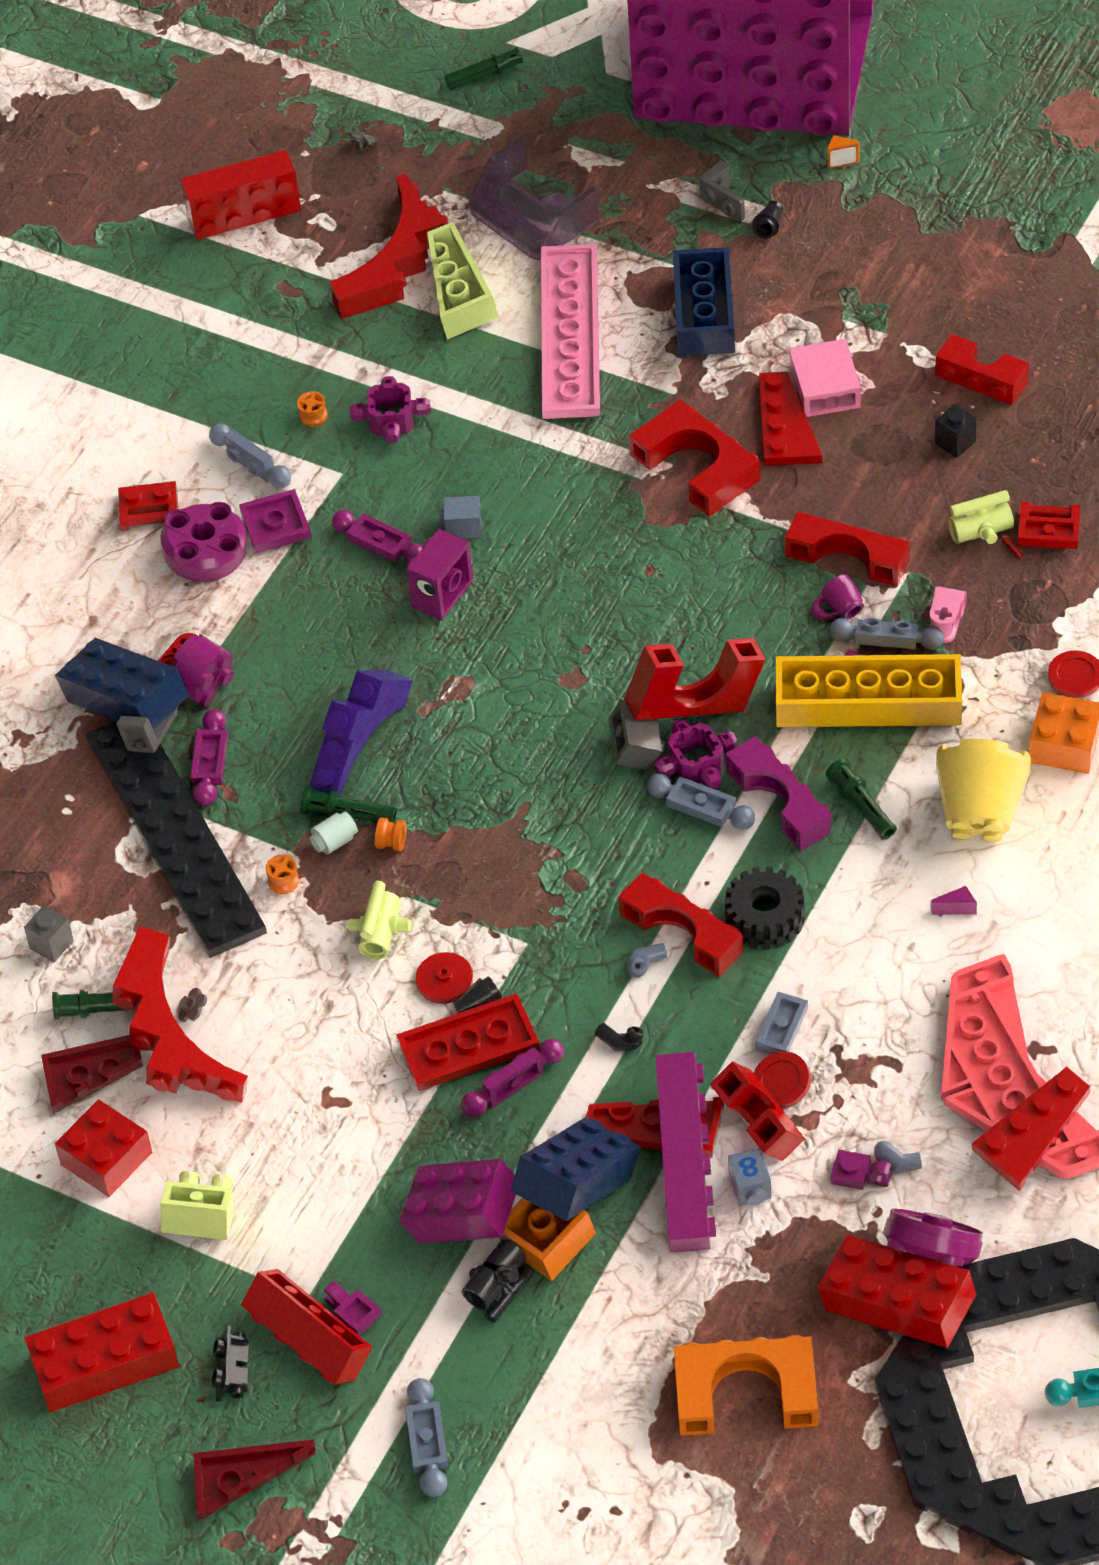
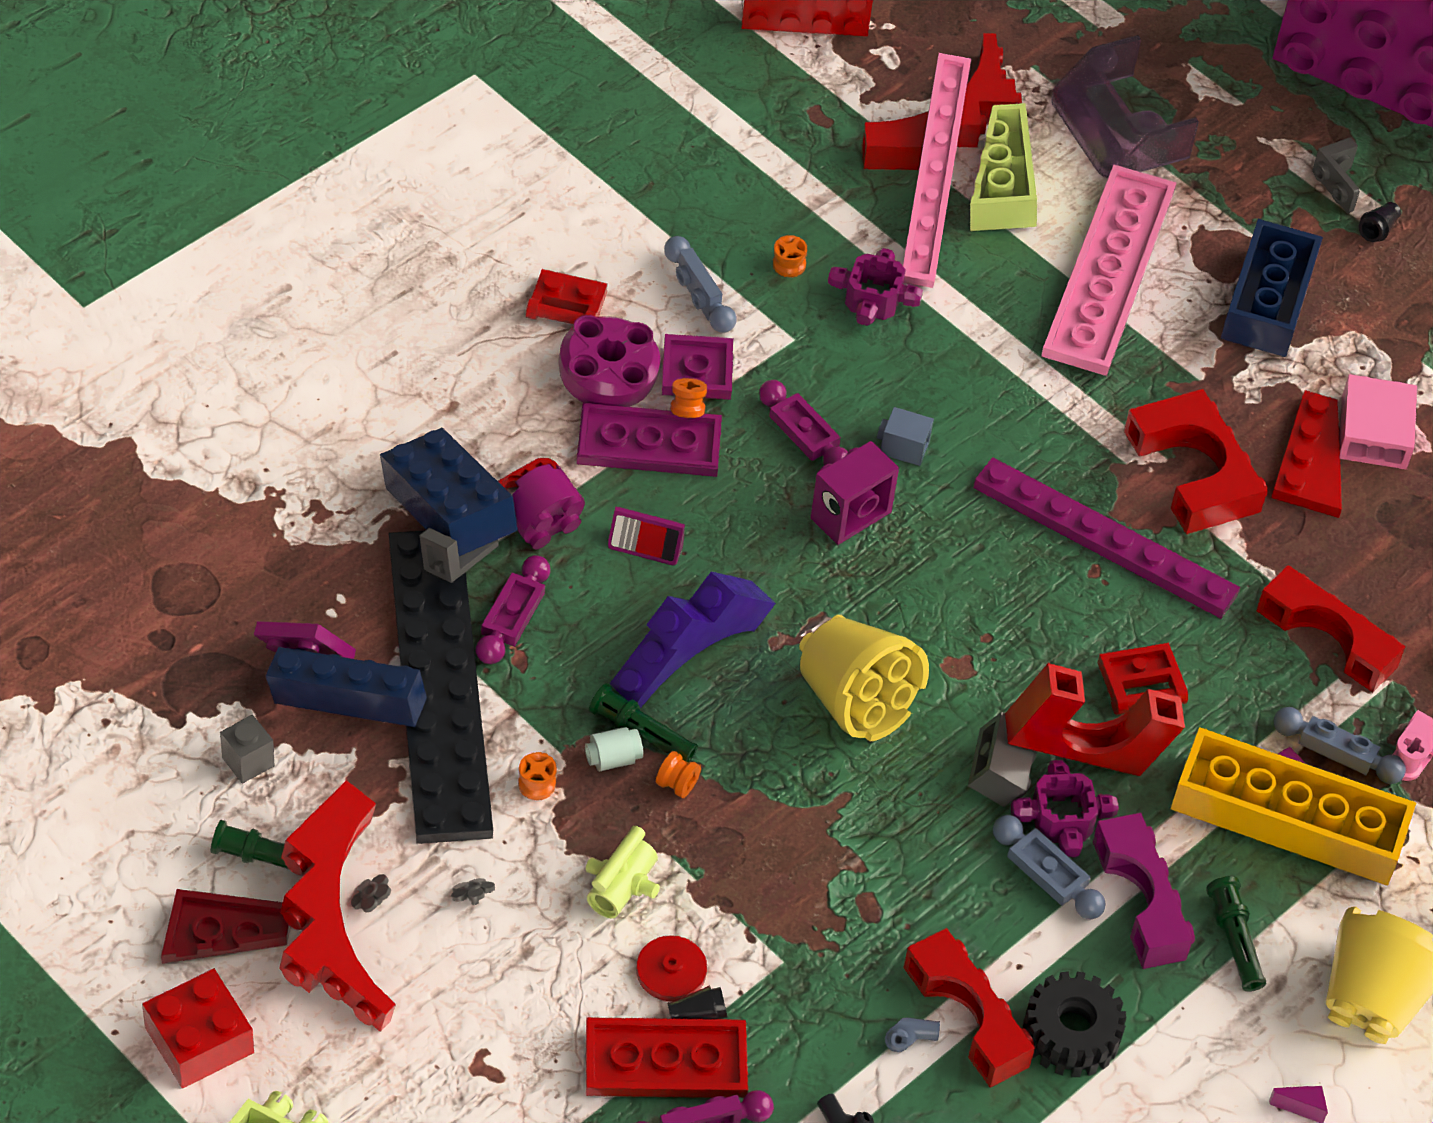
camera: 10 degrees right, 0 degrees up
(56, 836) = (303, 636): none -> magenta wing
(106, 859) = (346, 686): none -> dark blue brick
(260, 591) = (648, 440): none -> magenta tile
(269, 974) = (473, 890): none -> dark grey plant
(279, 547) = (688, 398): none -> orange wheel
(290, 665) = (646, 536): none -> slope
(402, 299) = (935, 170): none -> bright pink plate
(503, 709) = (863, 675): none -> light yellow cone
(648, 540) = (1107, 538): none -> magenta plate
(711, 631) = (1140, 668): none -> red plate
(841, 596) = (1302, 681): magenta piece -> none

